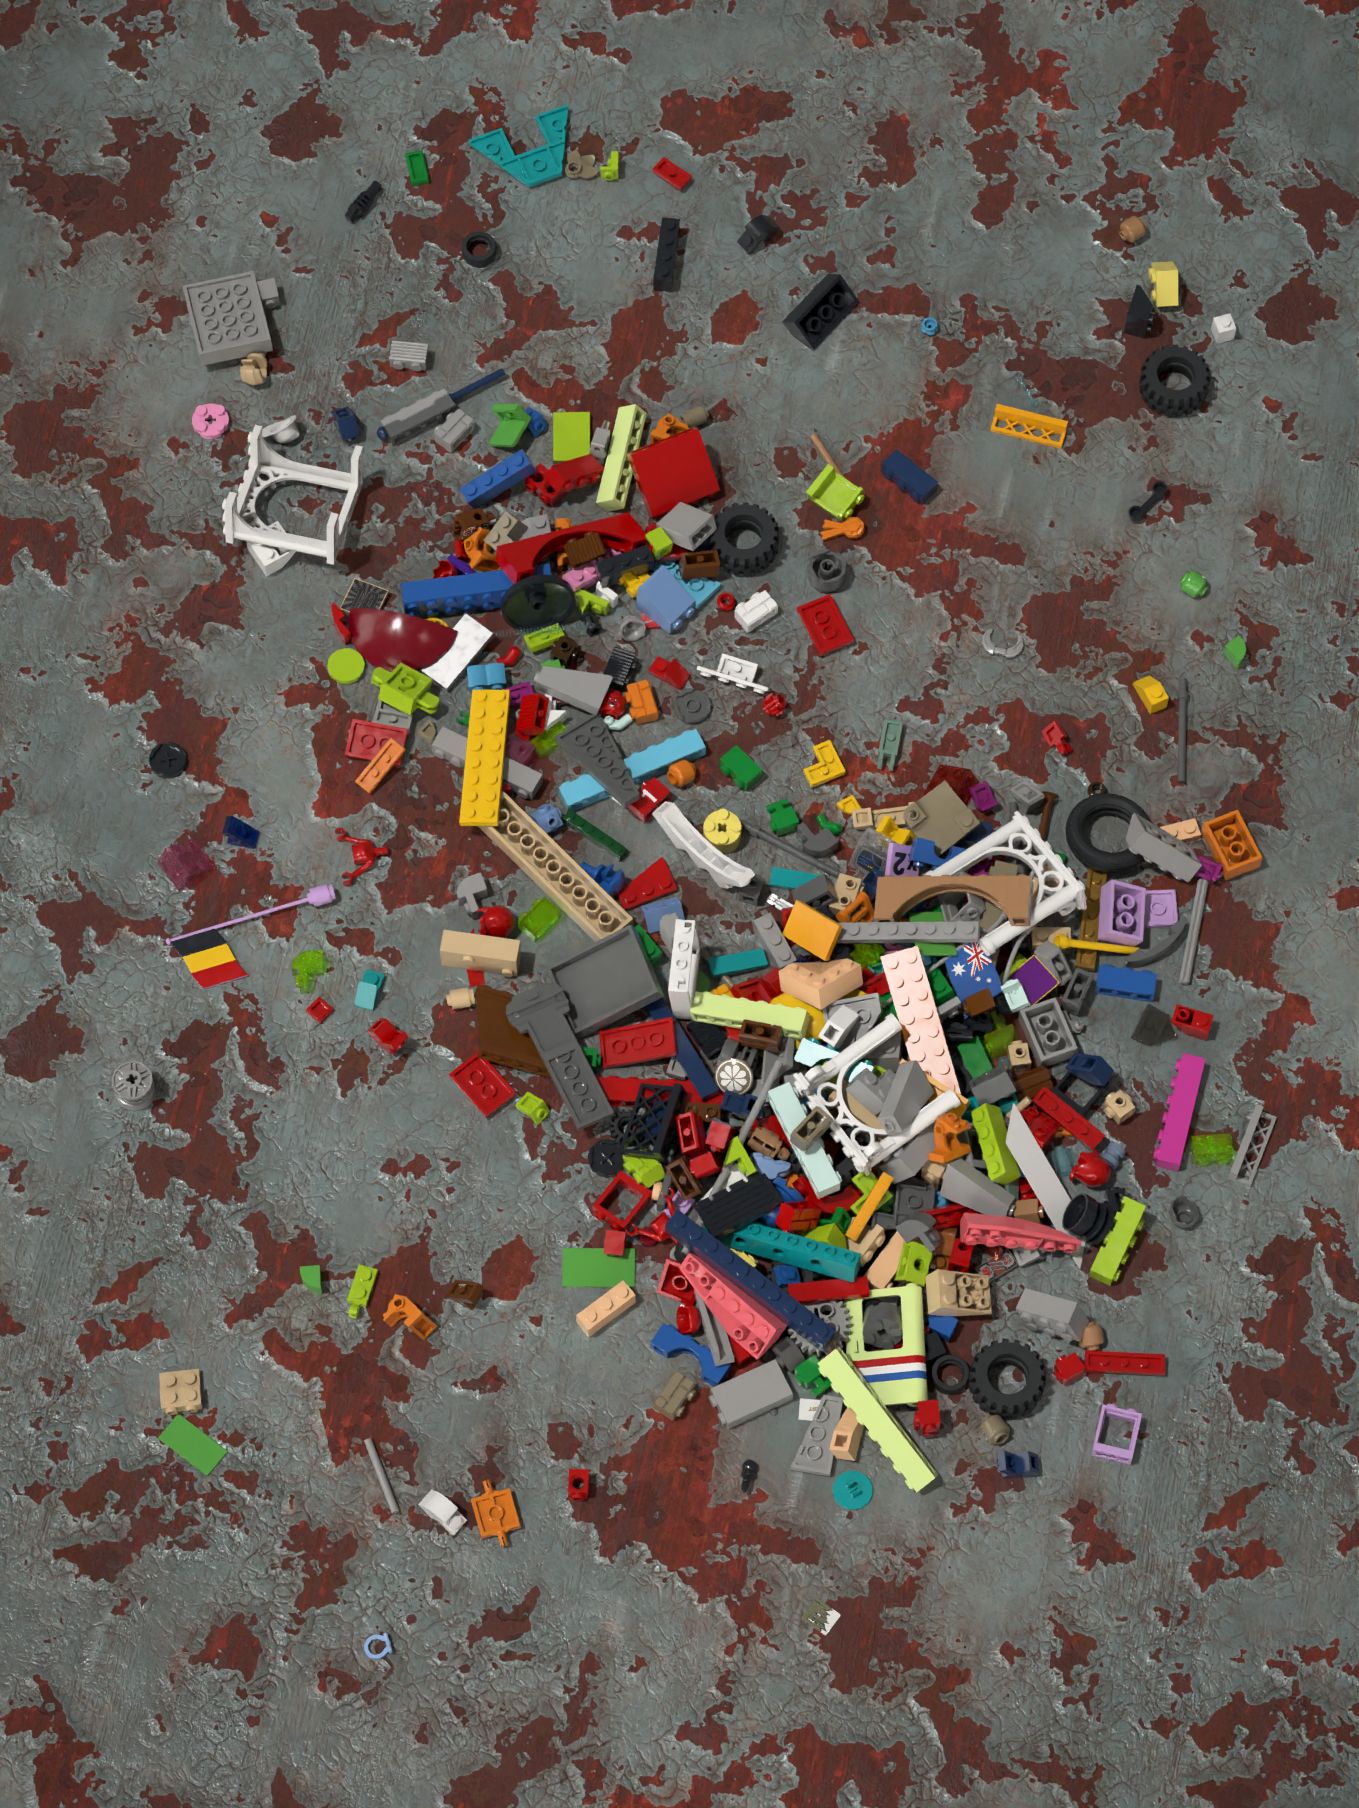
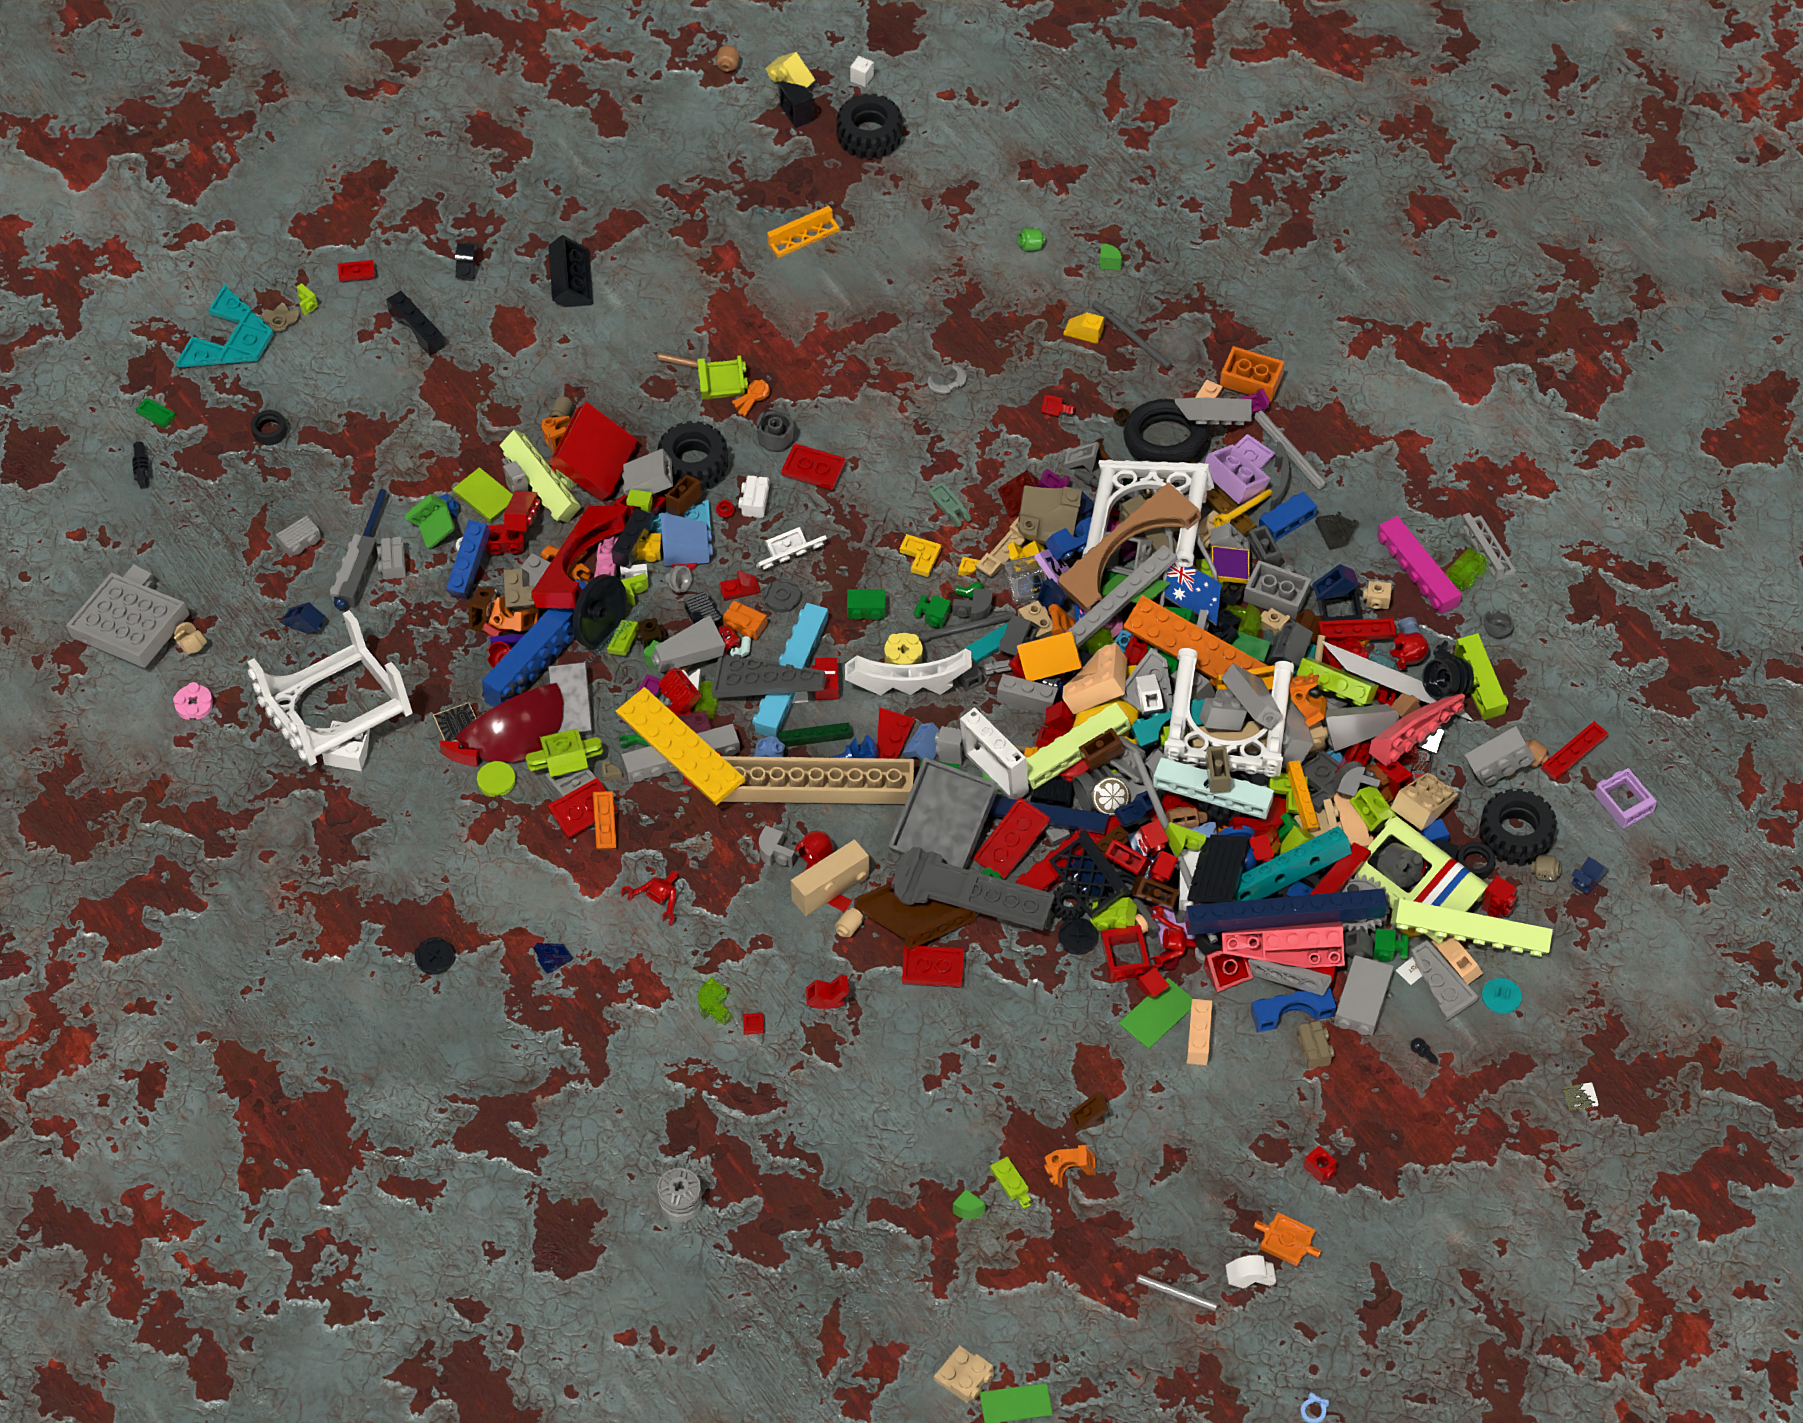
camera: 45 degrees left, 10 degrees down
(183, 862) = (533, 1014): clear pink bracket -> none
(209, 954) = (626, 1059): flag -> none
(282, 431) = (264, 658): white piece -> none
(369, 990) = (774, 977): teal slope -> none
(487, 677) = (611, 698): dark azure brick -> none
(511, 658) = (614, 672): red arm -> none
(533, 1107) = (986, 948): lime bracket -> none
(539, 918) = (842, 821): clear neon green brick -> none
(585, 549) = (591, 550): reddish brown brick -> none
(590, 618) = (640, 596): black bush -> none
(681, 773) = (828, 642): orange head -> none
(688, 1319) = (1263, 985): red hair -> none
(737, 963) = (1019, 724): teal tile -> none
(774, 704) = (841, 544): red gear -> none
(909, 477) = (759, 327): dark blue brick -> none
(929, 322) = (658, 224): dark azure plate -> none
(978, 1003) = (1220, 600): reddish brown slope -> none
(1015, 995) = (1233, 580): light aqua bracket -> none
(1068, 1368) = (1545, 785): red brick -> none
(1159, 491) = (939, 204): black bar -> none
(1192, 1022) = (1362, 501): red slope -> none

